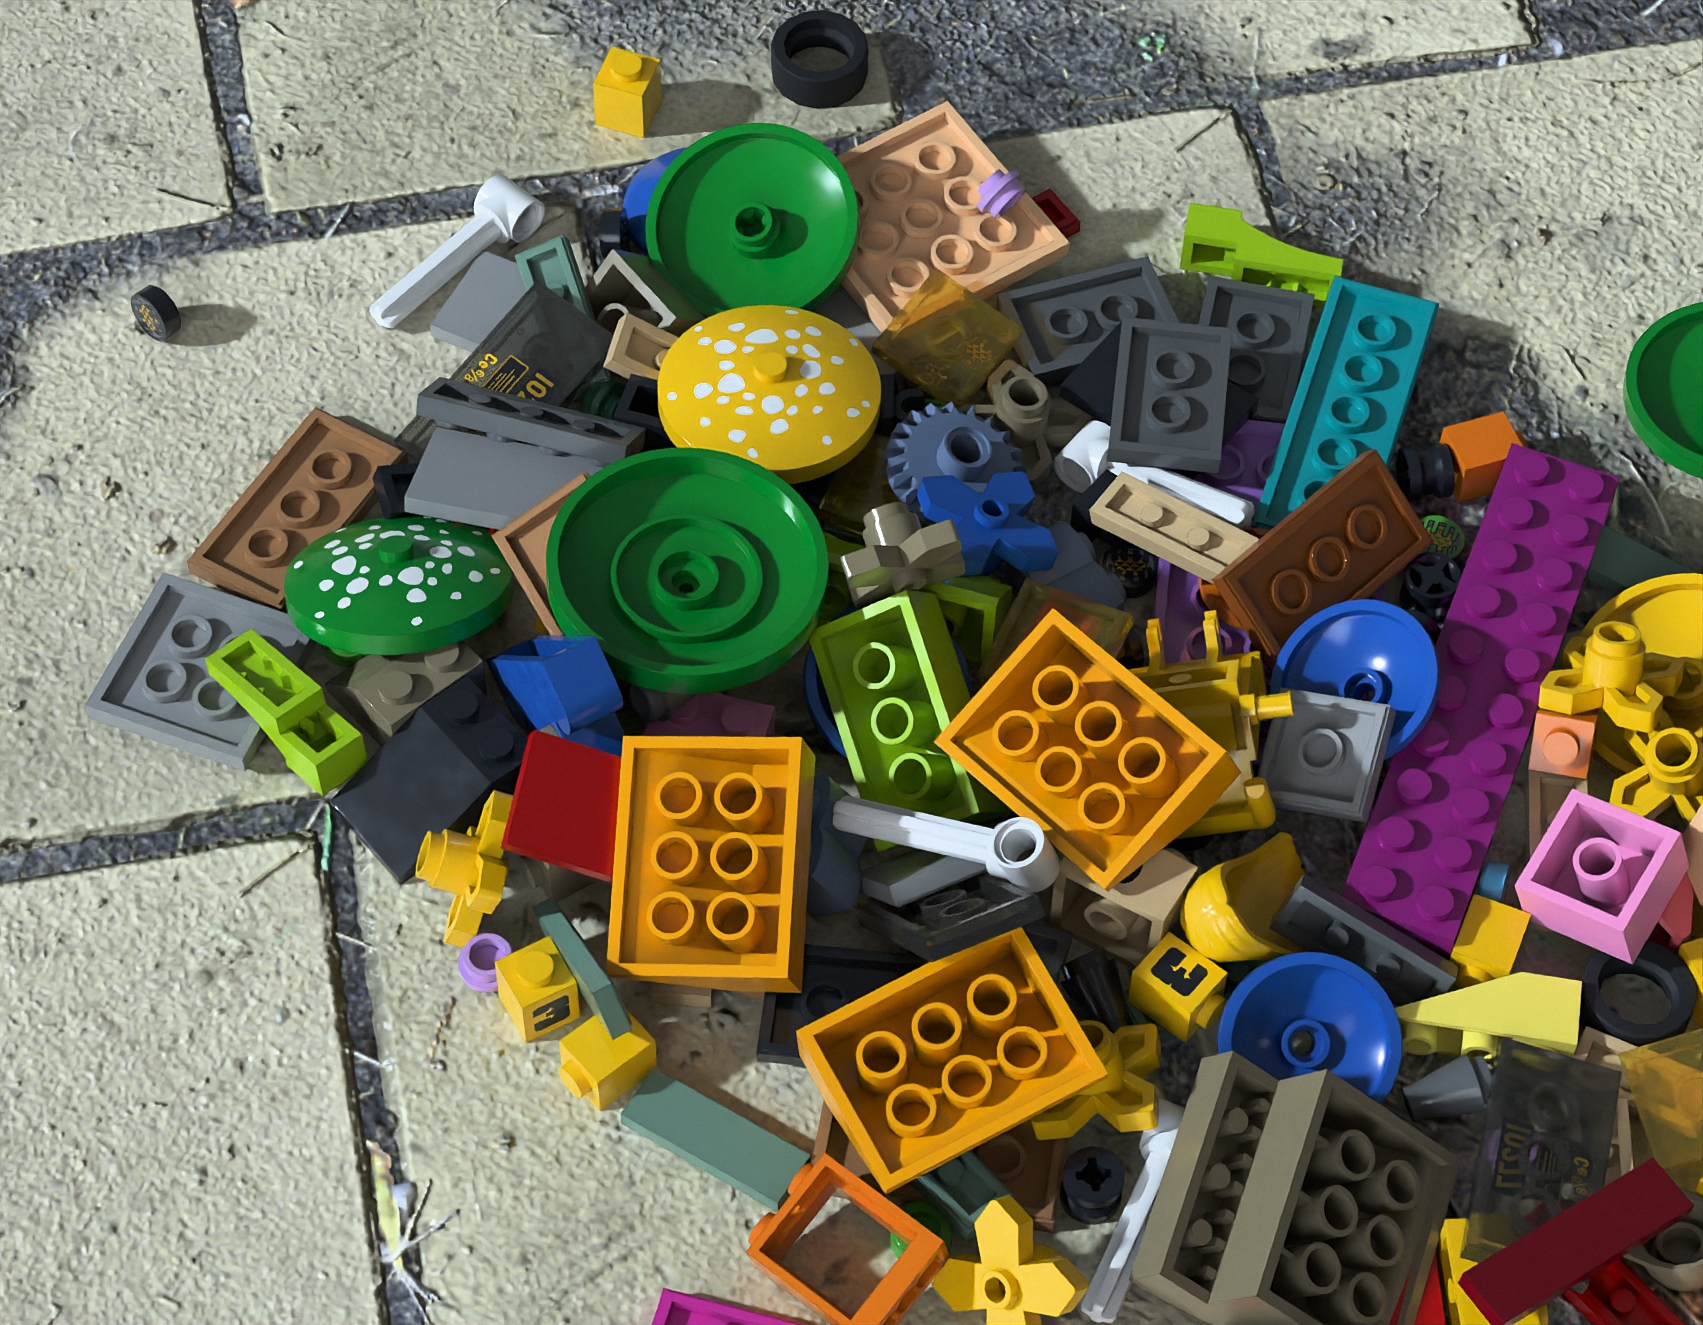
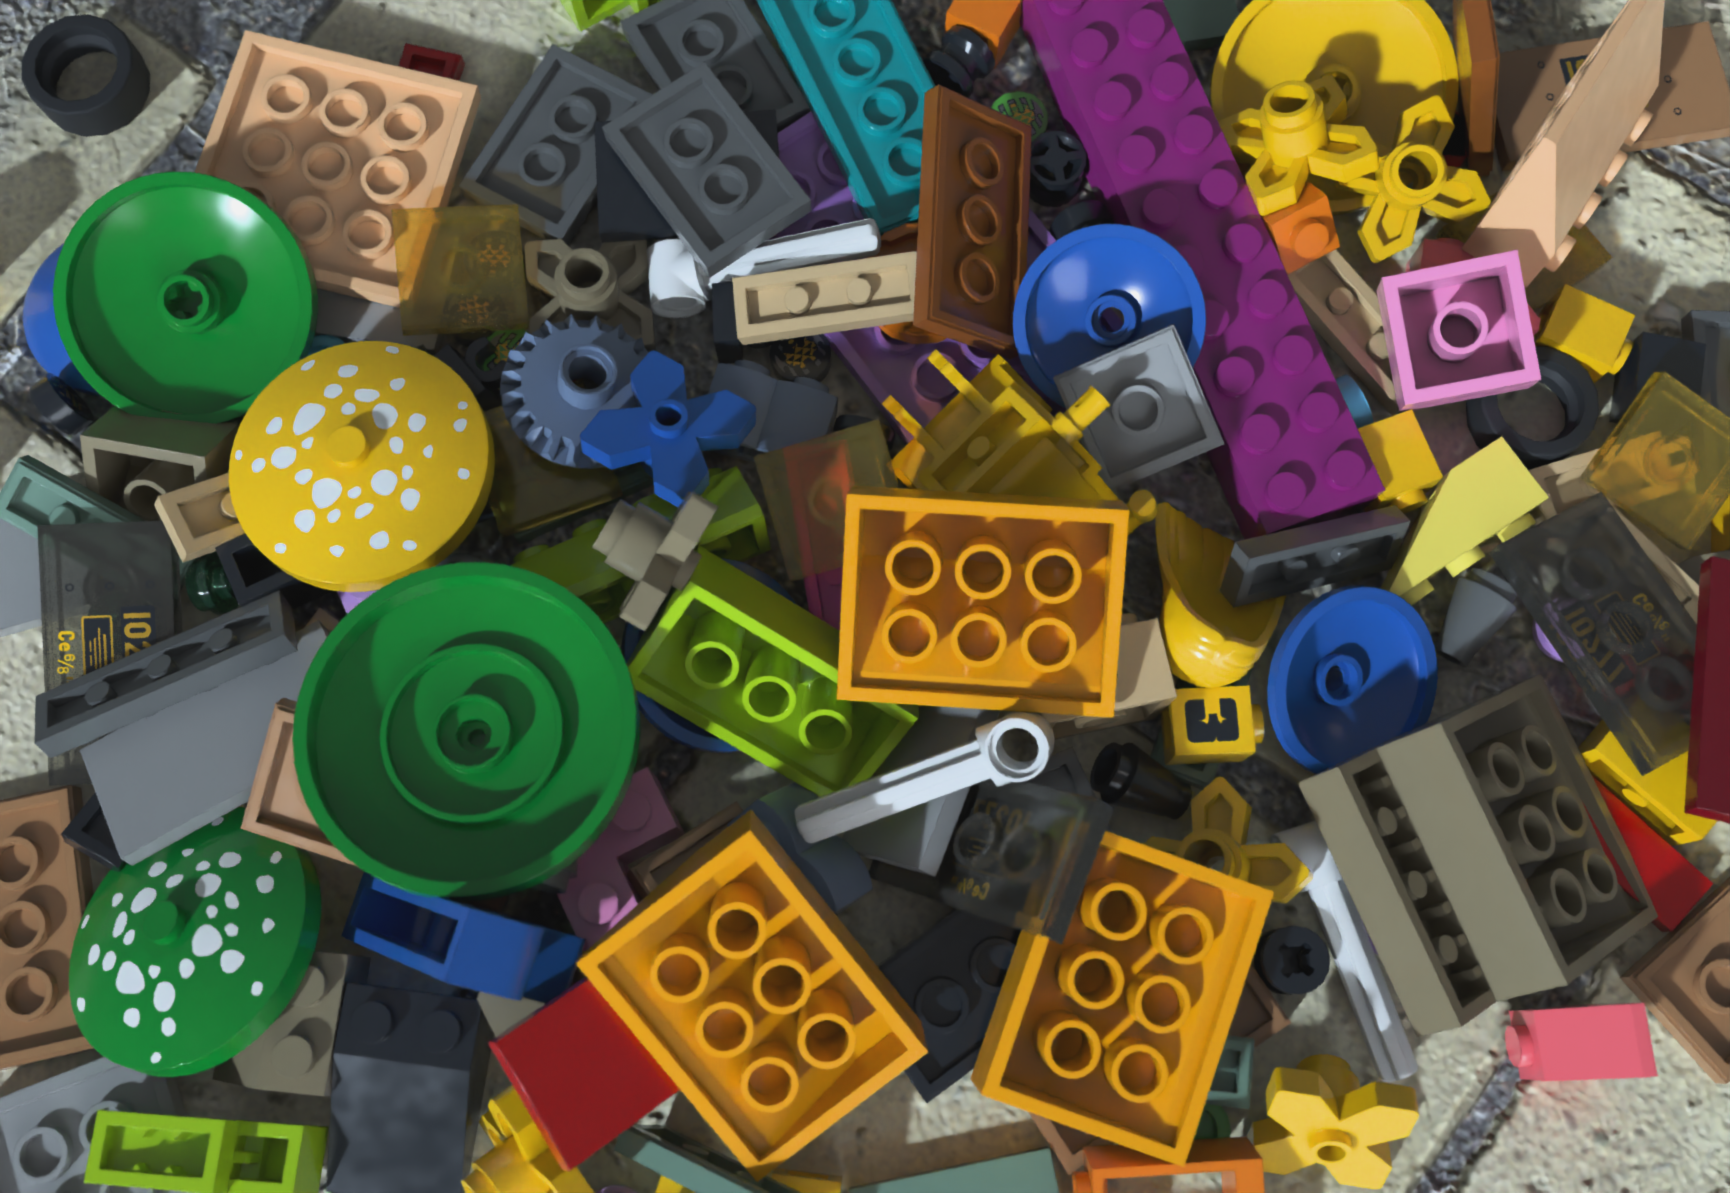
camera: 40 degrees left, 20 degrees up
(1000, 192) = (379, 87): lavender plate -> none

